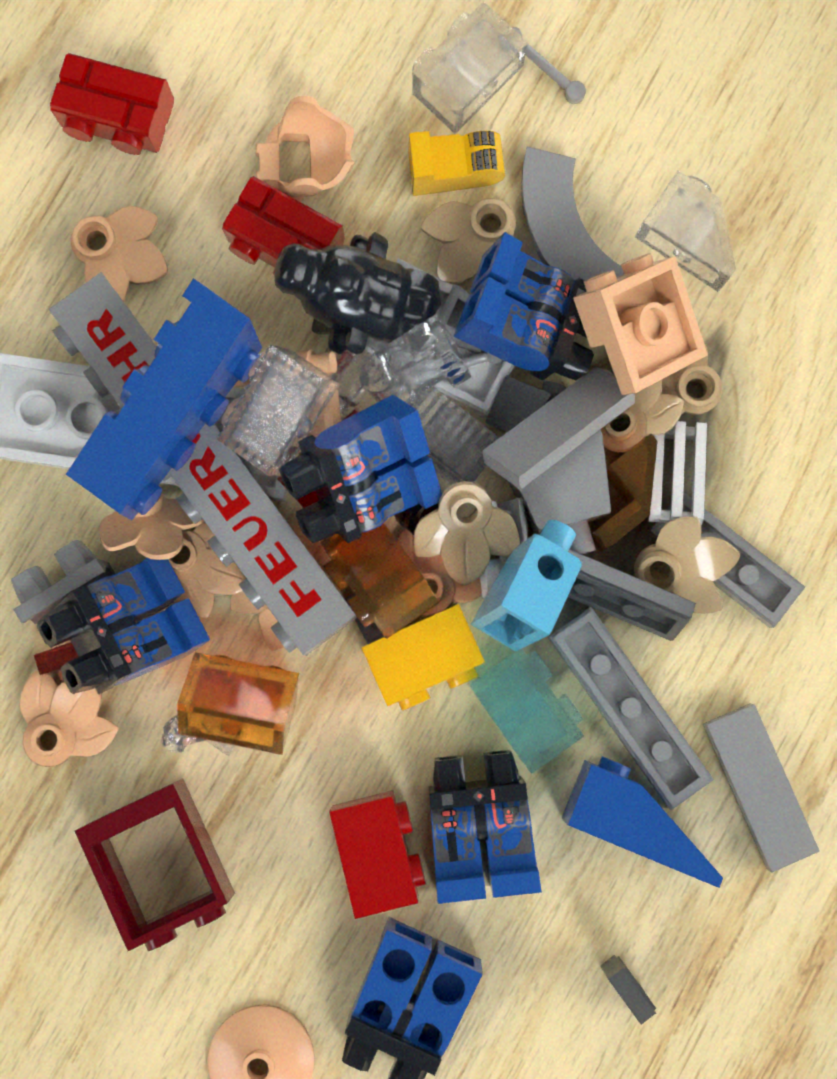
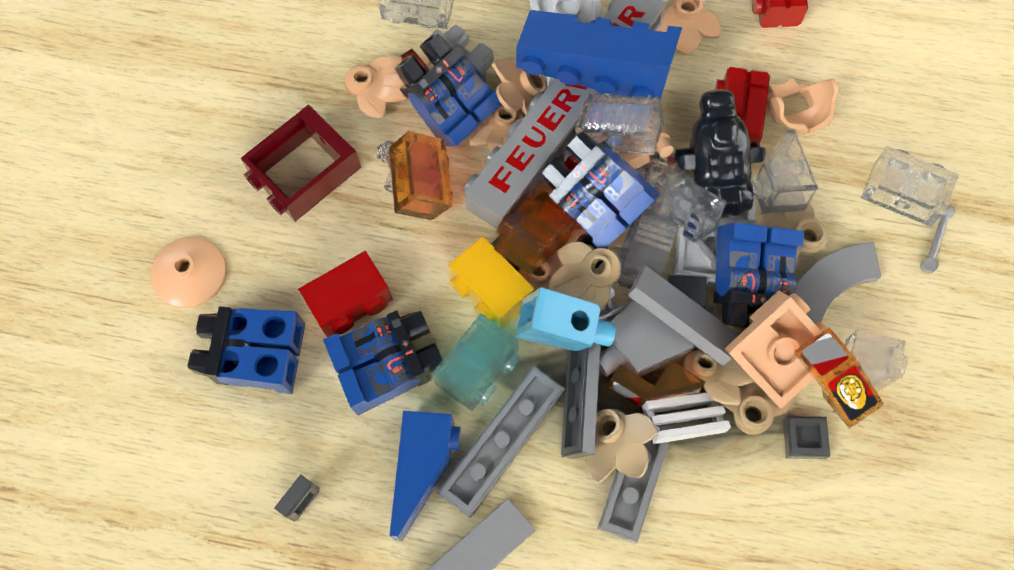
camera: 75 degrees right, 15 degrees down
(411, 218) = (785, 178): none -> clear slope
(454, 161) = (841, 198): yellow leg -> none
(707, 273) = (840, 376): none -> slope
(741, 337) = (806, 437): none -> dark grey tile

